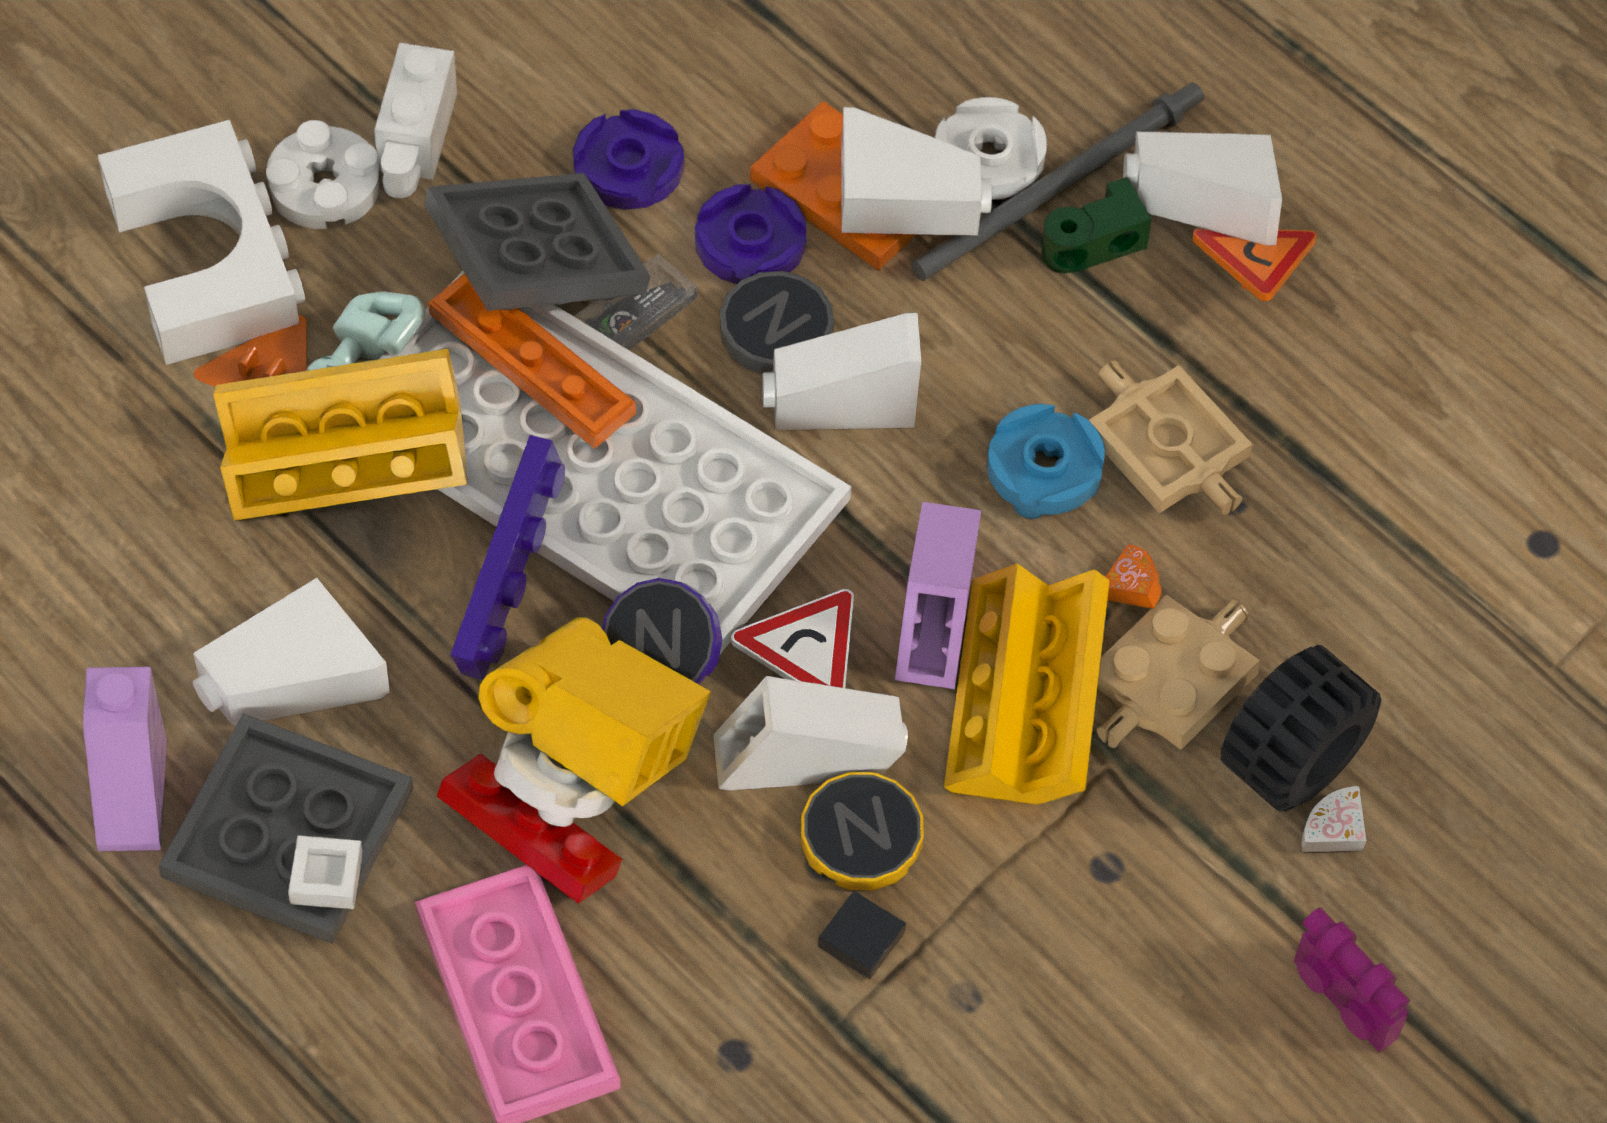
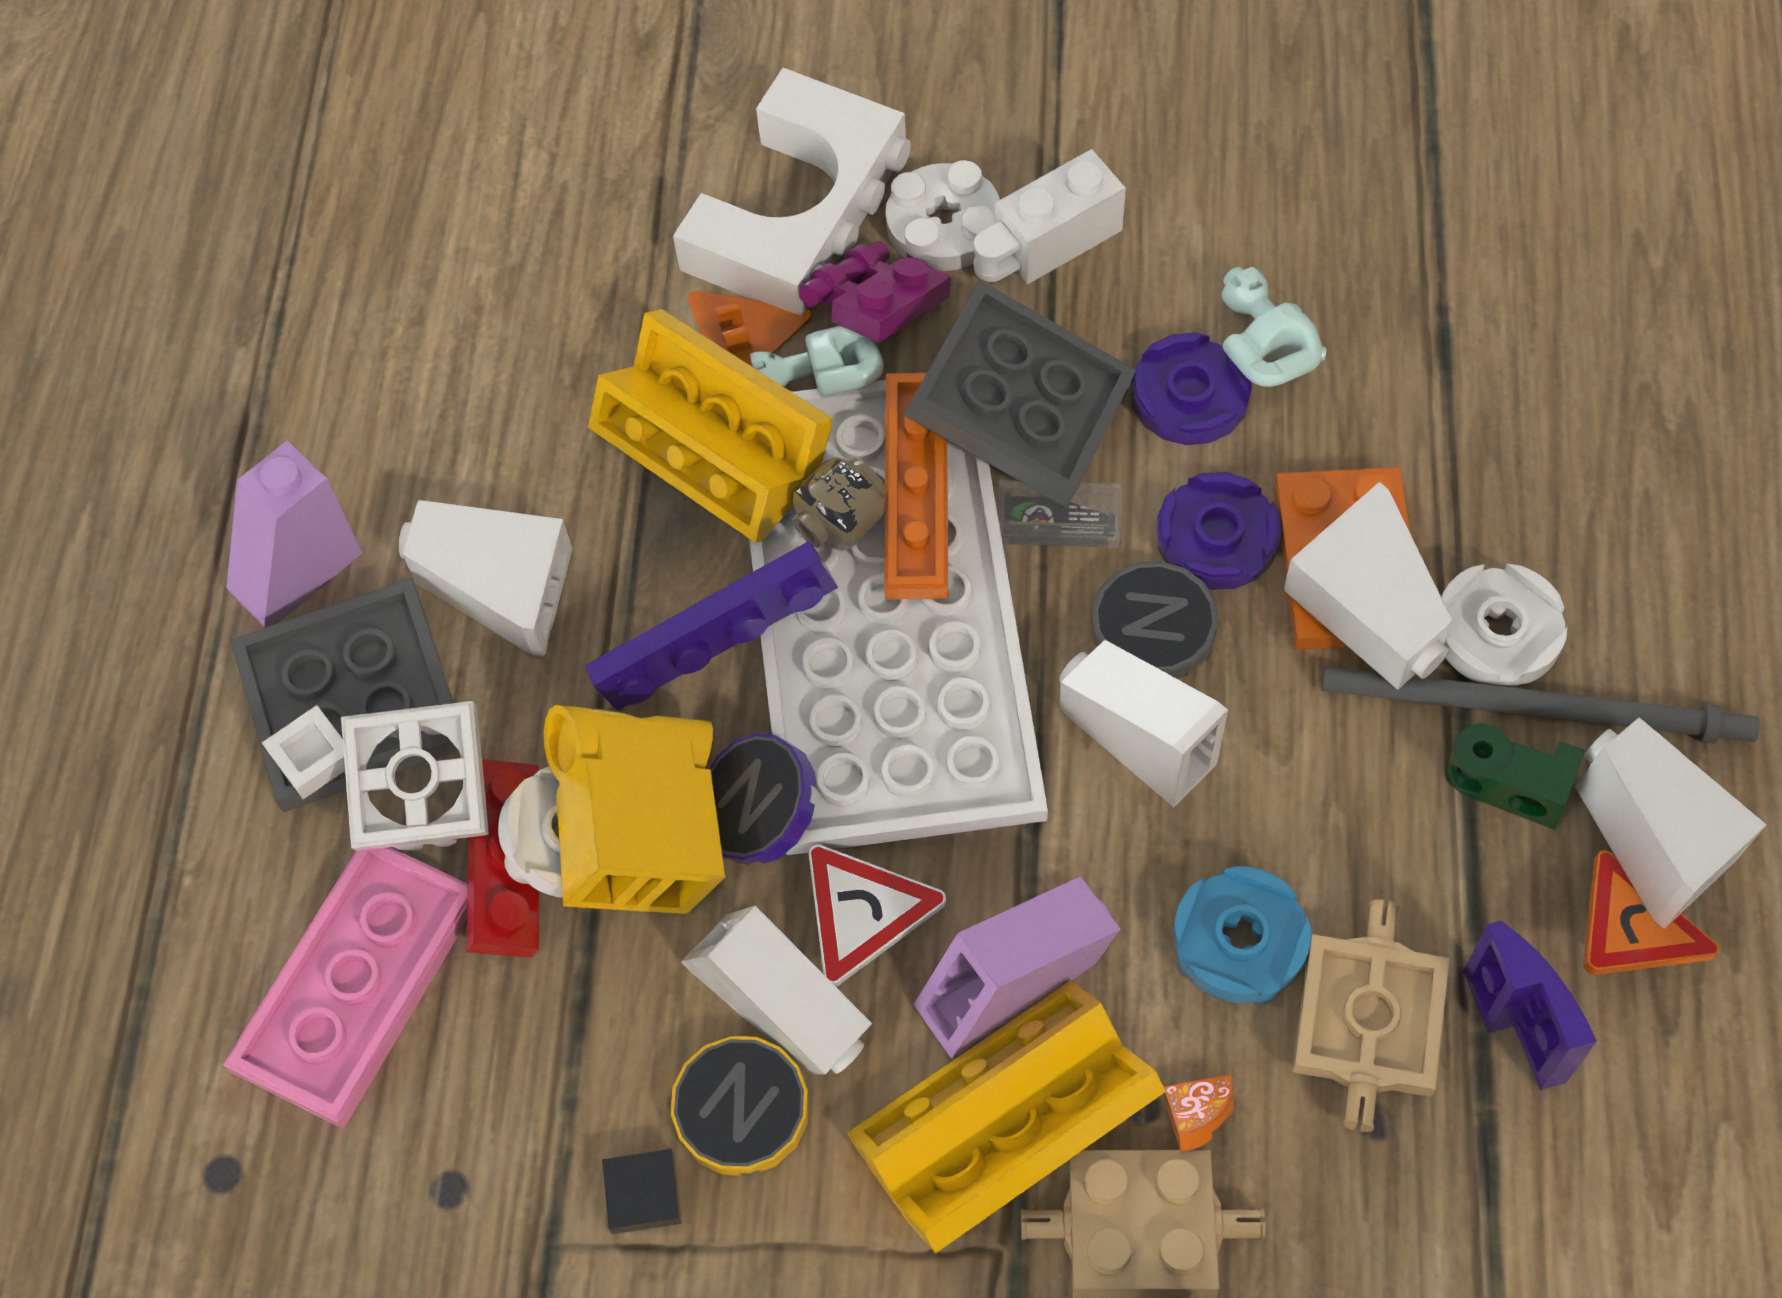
camera: 55 degrees right, 5 degrees up
(354, 259) = (886, 293): none -> magenta plate
(426, 754) = (469, 812): none -> white piece
(500, 408) = (838, 503): none -> dark tan head
(652, 75) = (1273, 335): none -> light aqua piece
(1254, 343) = (1523, 991): none -> dark purple slope

